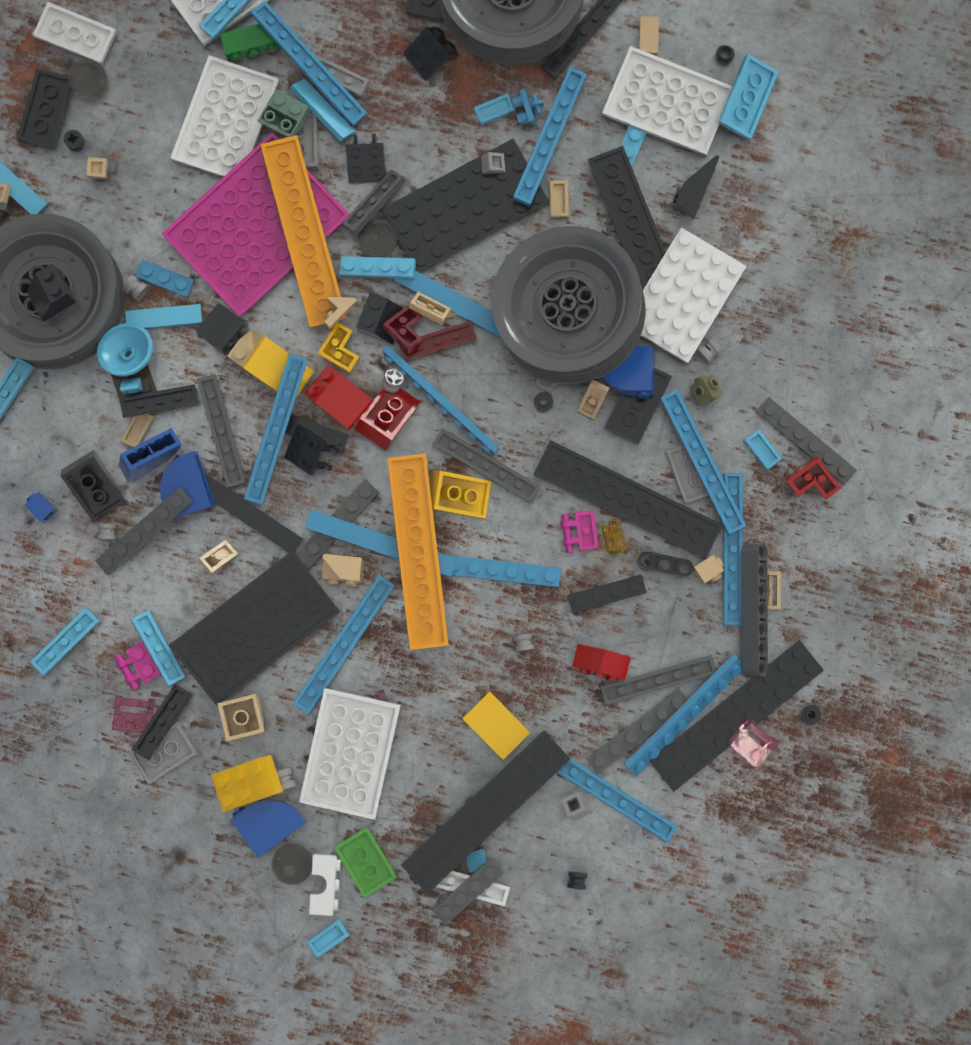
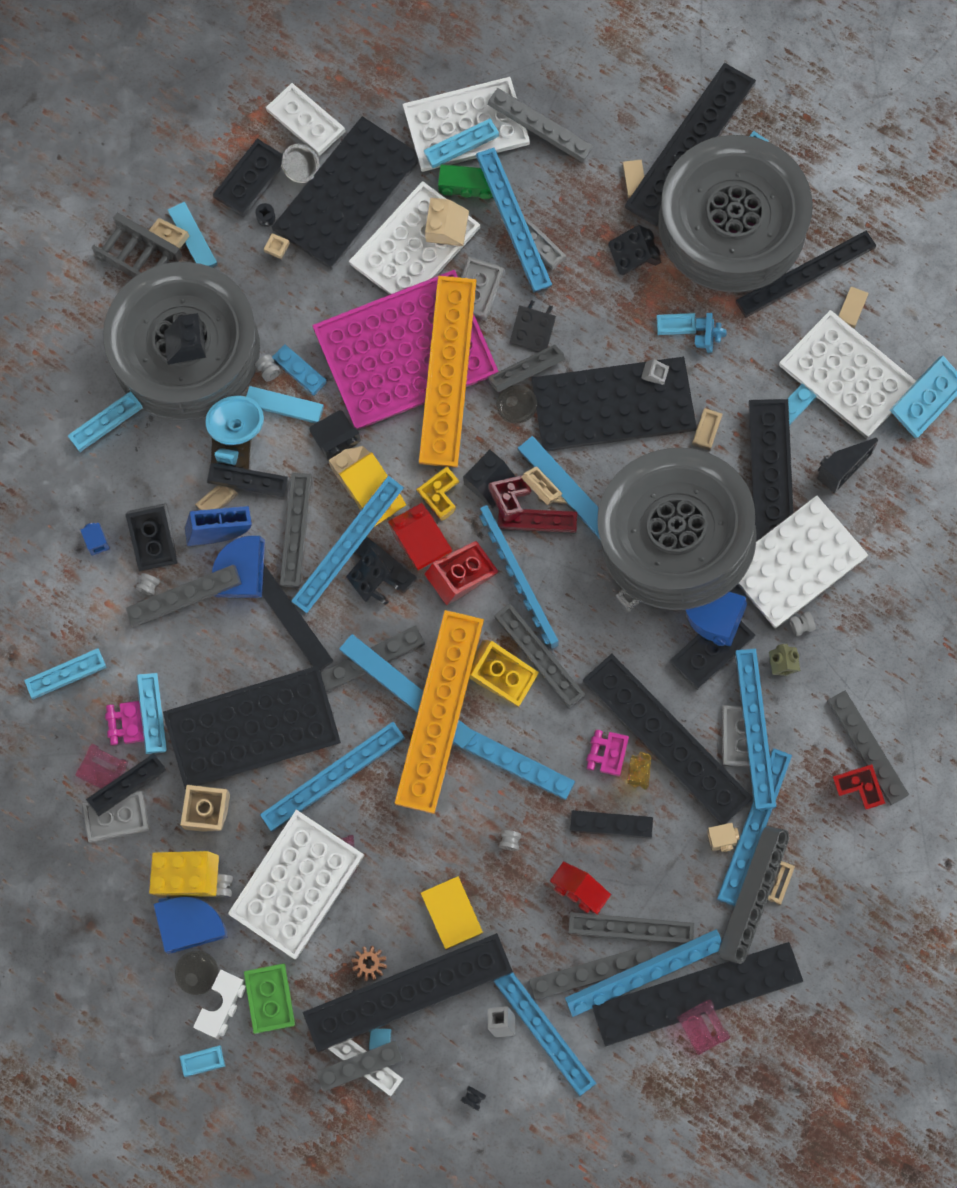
camera: 20 degrees right, 10 degrees down
(141, 91) = (346, 193): none -> black plate
(218, 557) = (243, 647): tan slope -> none
(247, 88) = (446, 222): none -> tan slope
(284, 114) = (472, 257): sand green slope -> none
(322, 110) = (510, 267): medium azure tile -> none
(342, 306) = (457, 453): tan slope -> none
(342, 569) = (360, 702): tan slope -> none
(377, 267) = (506, 430): medium azure plate -> none
(396, 378) = (483, 540): light grey wheel -> none
(445, 793) = (375, 959): none -> nougat gear
(543, 407) = (619, 620): black plate -> none
(549, 136) = (719, 366): dark azure plate -> none
(593, 399) = (669, 629): tan slope -> none
(674, 564) = (674, 807): black beam -> none
(725, 49) = (921, 345): black plate -> none
(762, 449) = (820, 740): medium azure tile -> none
(804, 714) = (773, 1028): black plate -> none

